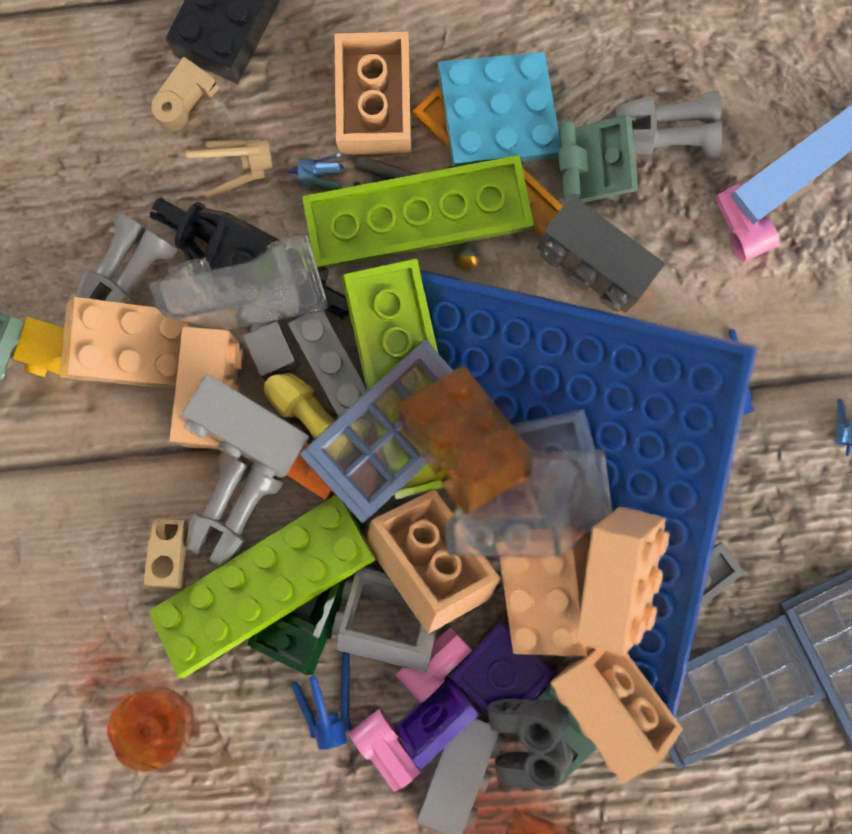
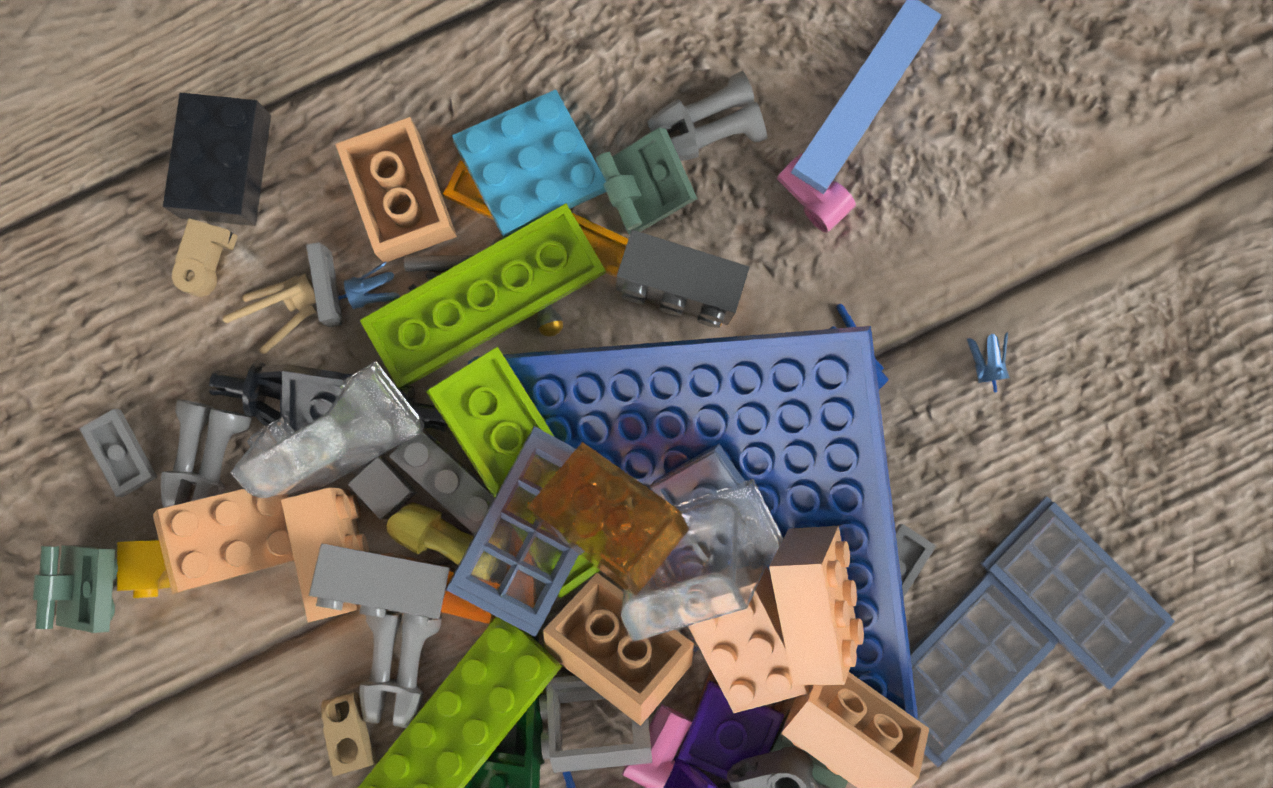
camera: 25 degrees left, 0 degrees up
(52, 241) = (118, 452): none -> light grey plate
(281, 155) = (324, 285): none -> light grey tile

